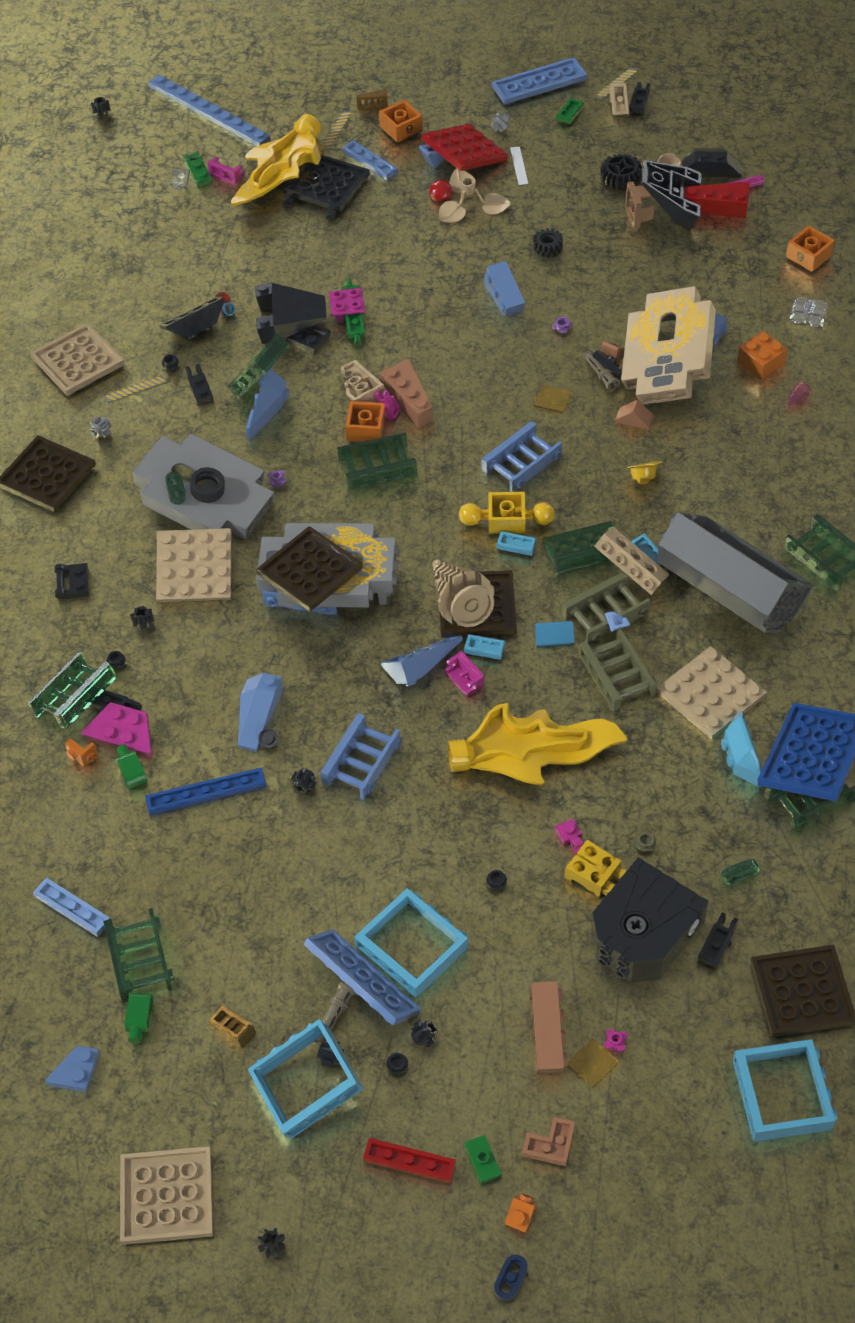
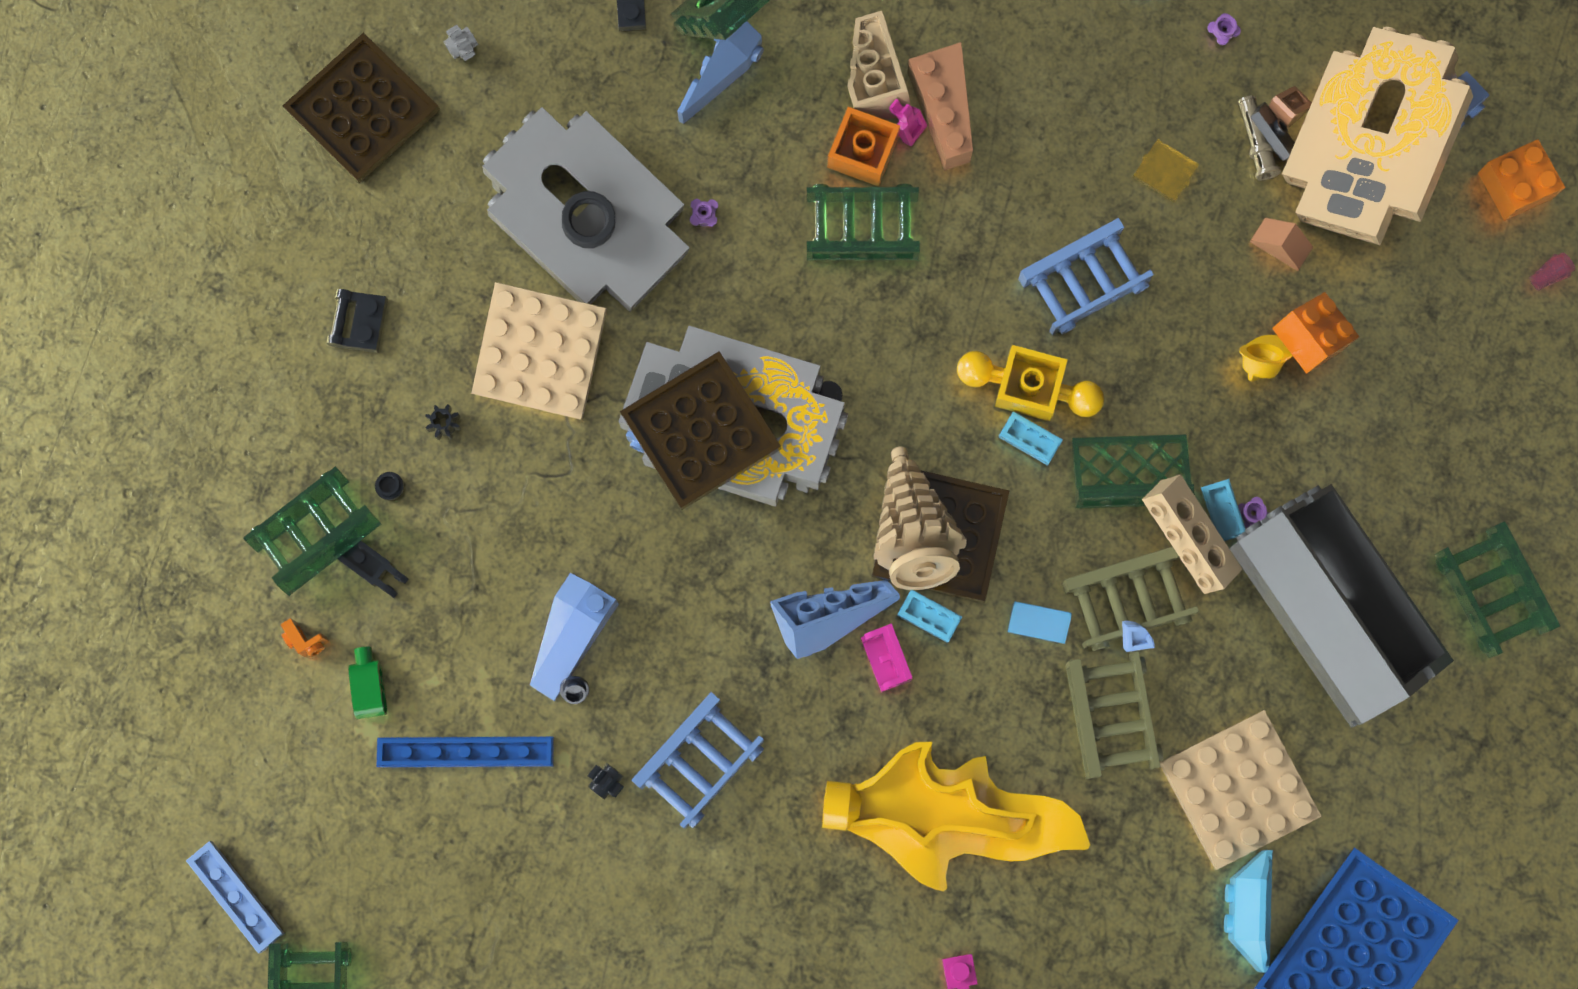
camera: 15 degrees right, 25 degrees up
(121, 726) = (370, 613): dark pink wing -> none
(179, 487) = (546, 213): clear green beam -> none
(669, 448) = (1315, 332): none -> orange brick

